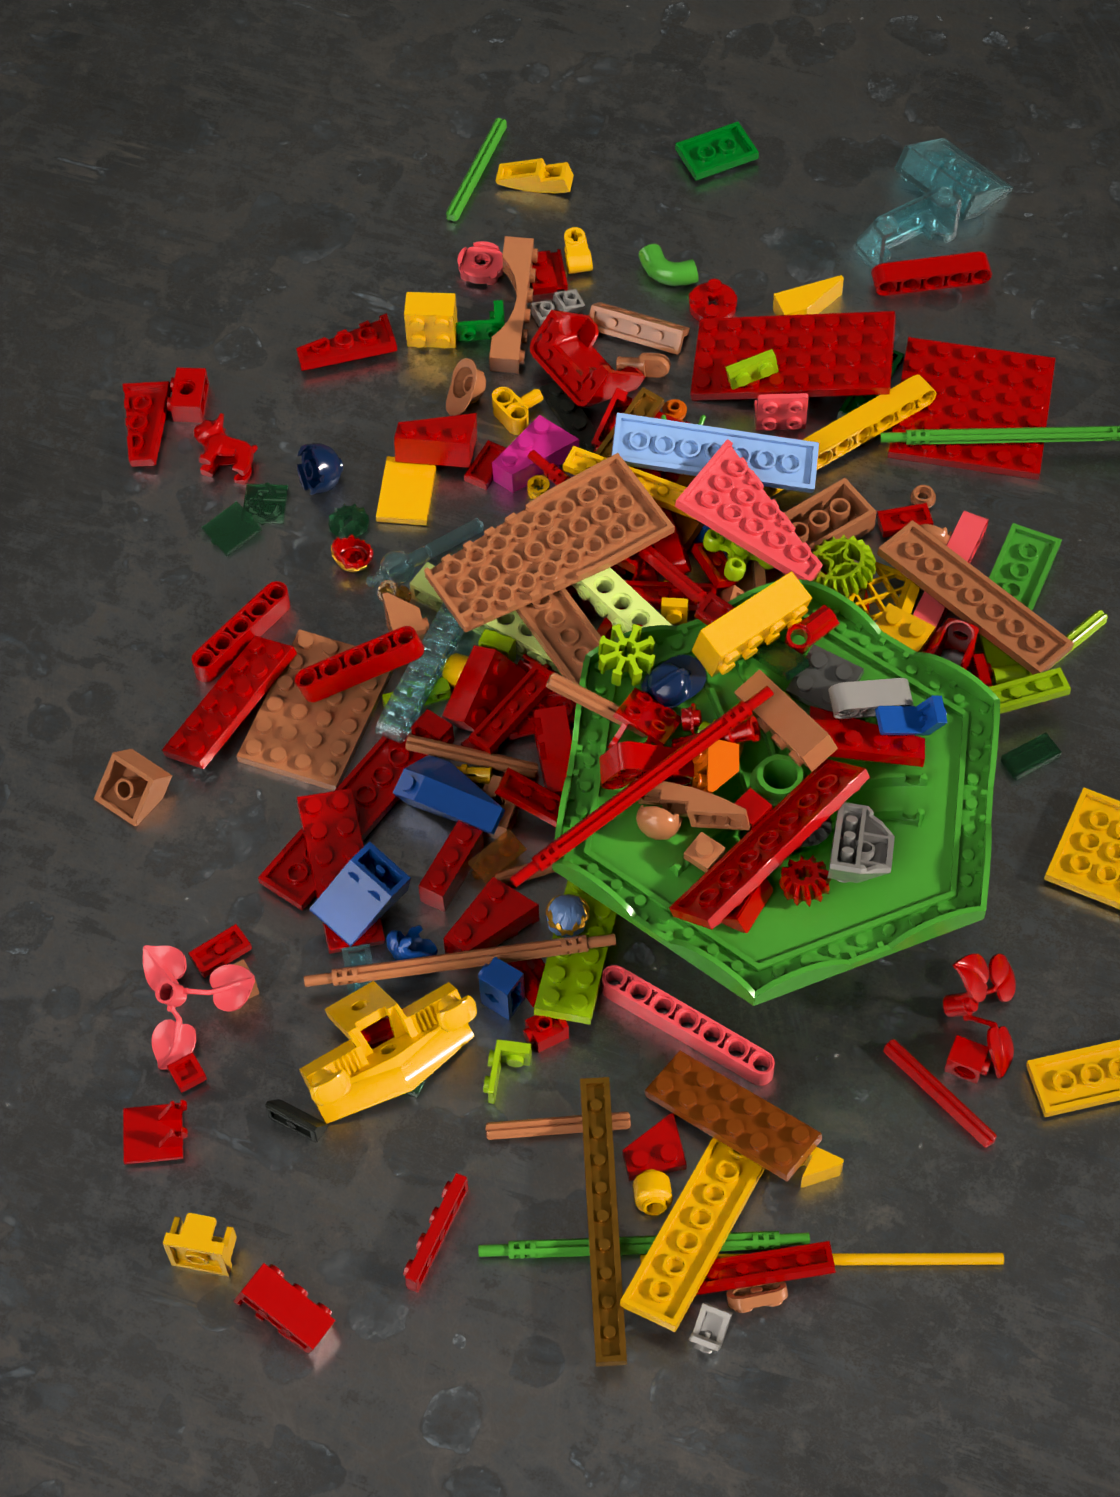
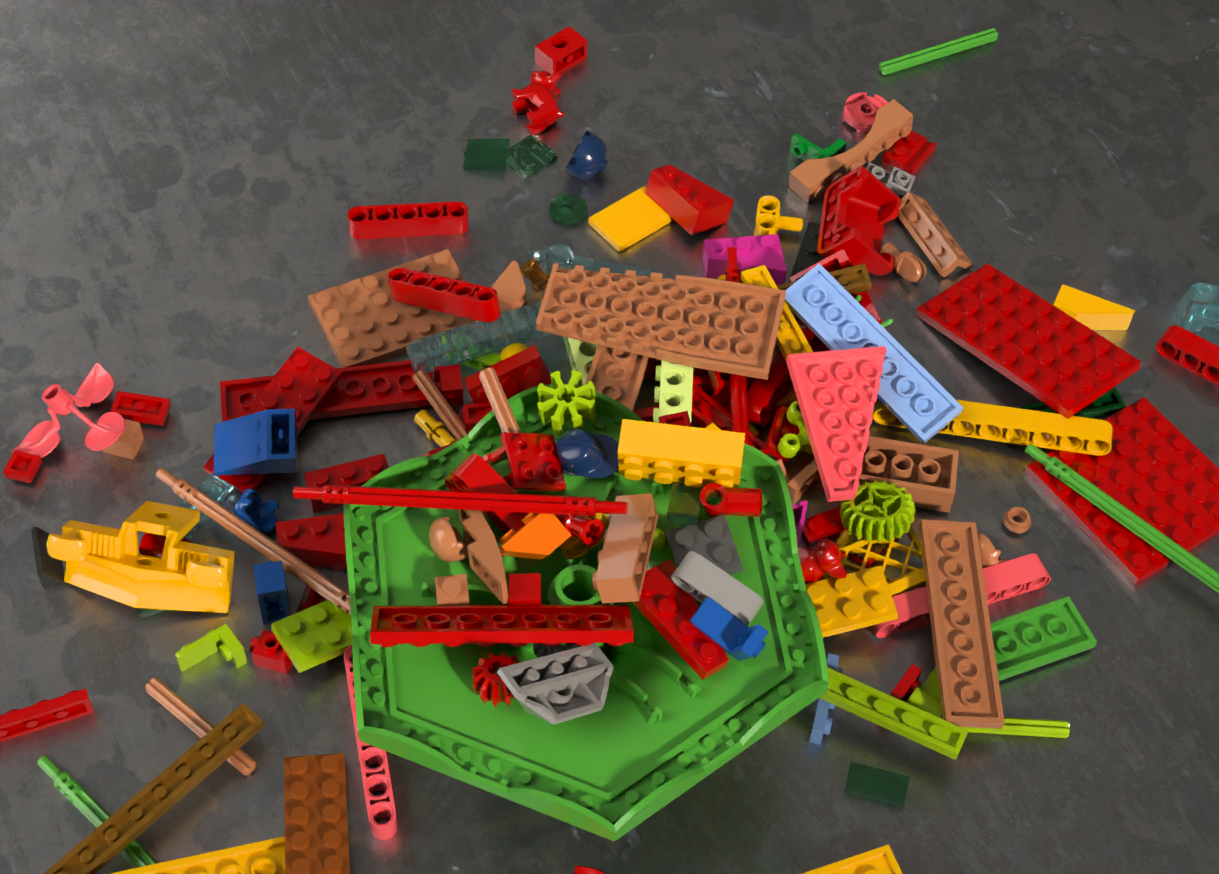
camera: 40 degrees right, 5 degrees down
(132, 786) = (221, 259): nougat slope -> none
(145, 420) = (512, 48): red wing -> none
(229, 702) = (344, 257): red plate -> none
(351, 553) = (540, 227): red hair -> none
(363, 342) = (706, 98): red wing -> none
(430, 319) = (777, 117): yellow brick -> none
(447, 792) = (400, 423): blue wedge -> none
(466, 387) = (755, 183): nougat piece -> none
(481, 469) = (695, 244): red tile -> none
(499, 642) = (559, 360): lime piece -> none
(535, 176) = (976, 84): yellow slope -> none
(576, 251) = (945, 152): yellow piece -> none
(652, 1192) = (198, 833): yellow head -> none
(656, 1149) = (241, 809): red wing -> none
(665, 271) = (999, 213): bright green cylinder -> none
(680, 406) = (891, 309): orange plate -> none
(691, 718) = (571, 488): red plate -> none
(712, 291) = (1019, 251): red plate -> none
(716, 151) = (1140, 161): green plate -> none
(745, 914) = (440, 660): red slope -> none
(752, 369) = (975, 319): lime plate -> none
(781, 411) = (970, 370): coral bracket -> none
(894, 519) = (986, 523): red plate -> none
(947, 639) = (898, 631): red piece -> none

